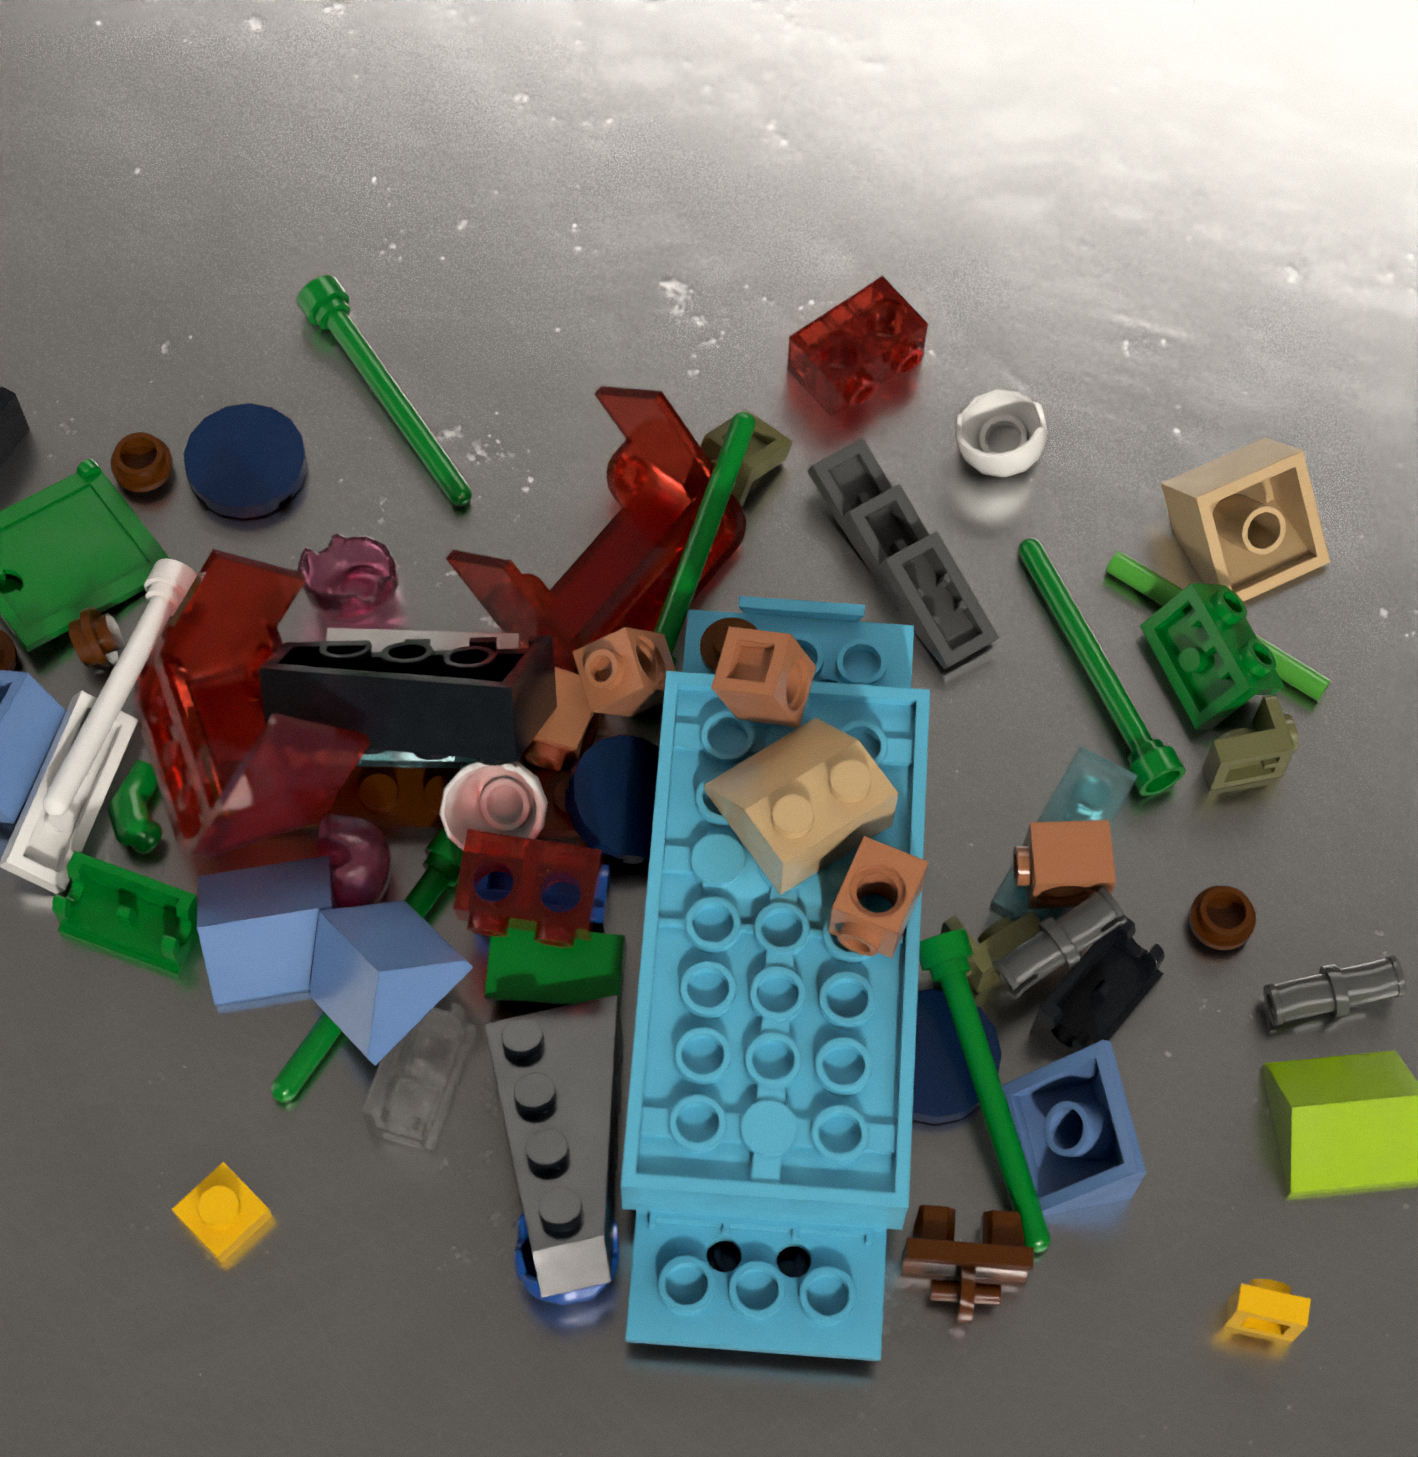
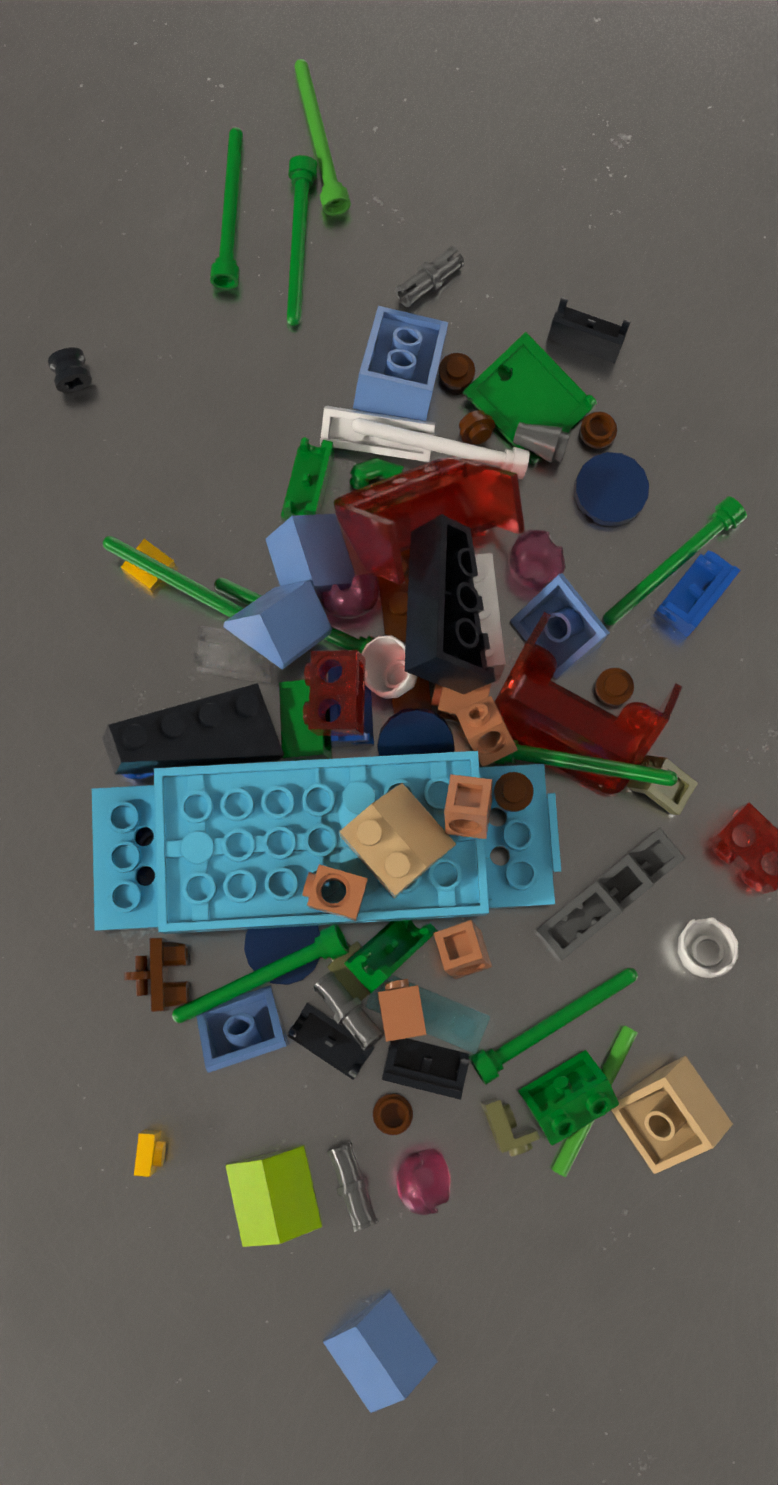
camera: 80 degrees right, 15 degrees up
(146, 536) = (542, 440): none -> dark grey cone
(262, 1155) = (171, 576): none -> green piece
(444, 363) = (697, 592): none -> blue hinge
(469, 521) = (572, 628): none -> medium blue slope
(574, 502) = (614, 686): none -> reddish brown plate
(971, 874) = (387, 952): none -> green hinge
(972, 766) = (462, 949): none -> nougat brick
(1155, 852) = (426, 1067): none -> black hinge
(1331, 881) = (423, 1181): none -> clear pink hair

